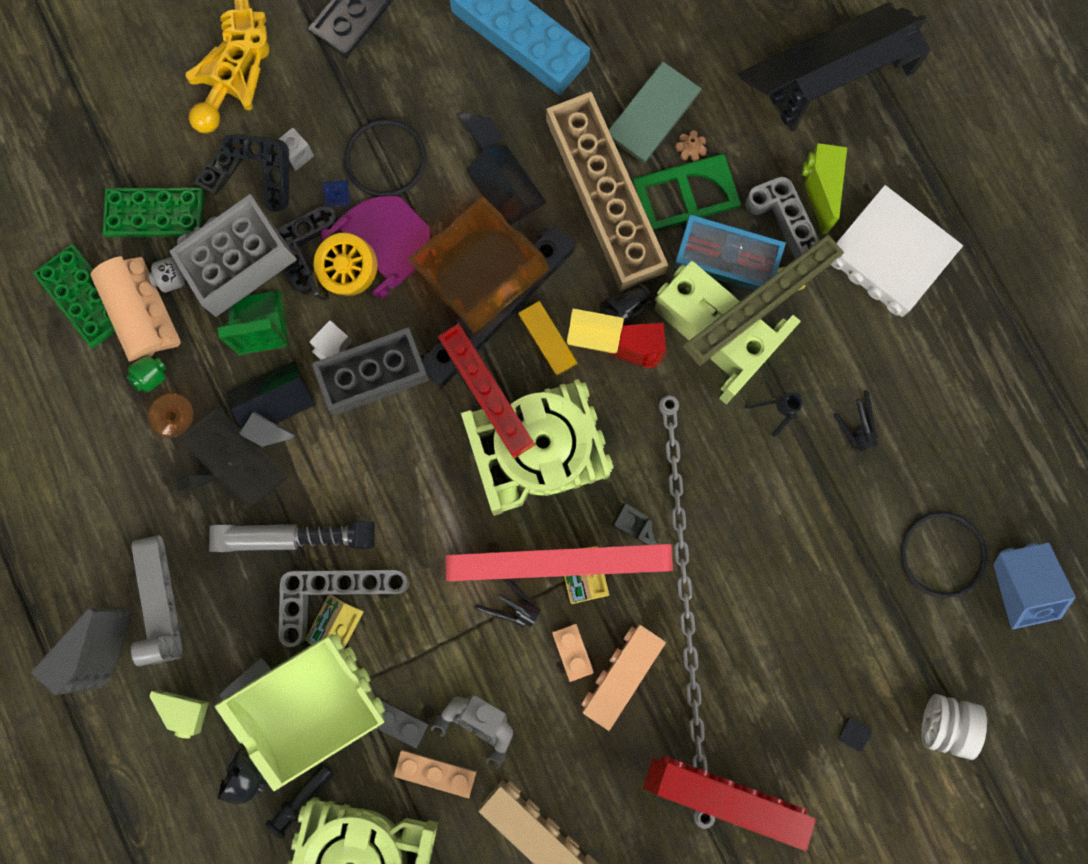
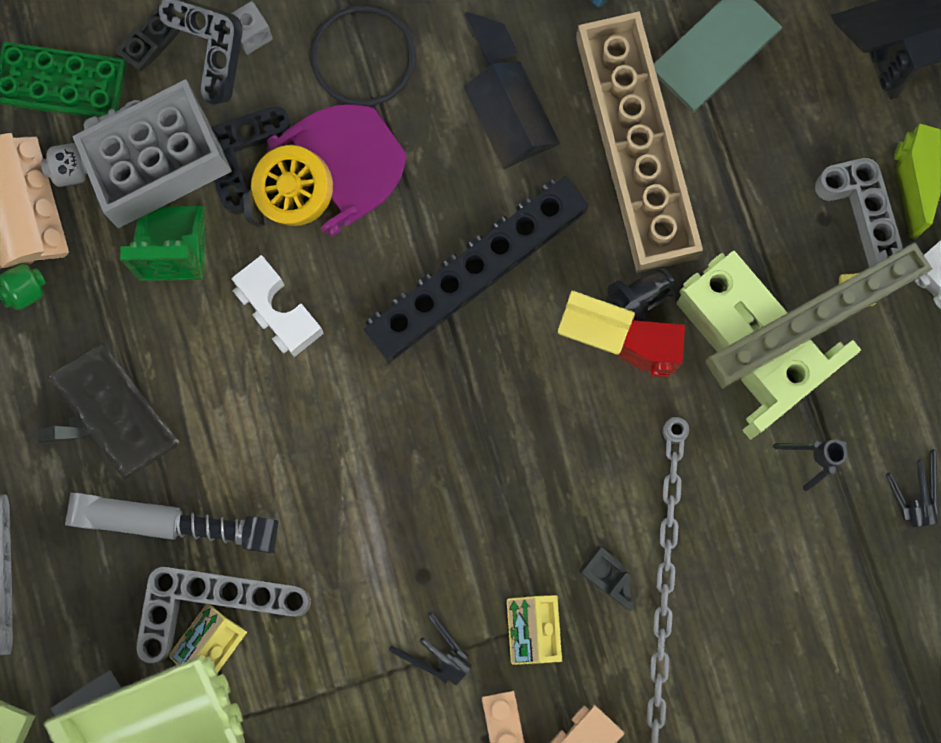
camera: 10 degrees right, 0 degrees up
(161, 411) = (30, 339): clear orange piece -> none
(264, 431) = (157, 383): dark grey slope -> none
(273, 396) = (170, 342): black slope -> none
(336, 193) = (294, 92): clear blue tile -> none
(370, 372) = (303, 330): dark grey brick -> none
(479, 264) = (461, 212): clear orange tile -> none
(486, 391) = (446, 377): red tile -> none
(547, 338) = (534, 319): yellow tile -> none
(559, 562) = (505, 610): coral beam -> none
(586, 465) = (558, 491): yellowish green brick -> none
(691, 146) = (757, 99): medium nougat plant -> none
(712, 168) = (780, 132): green window -> none
(729, 253) = (784, 246): clear brick -> none

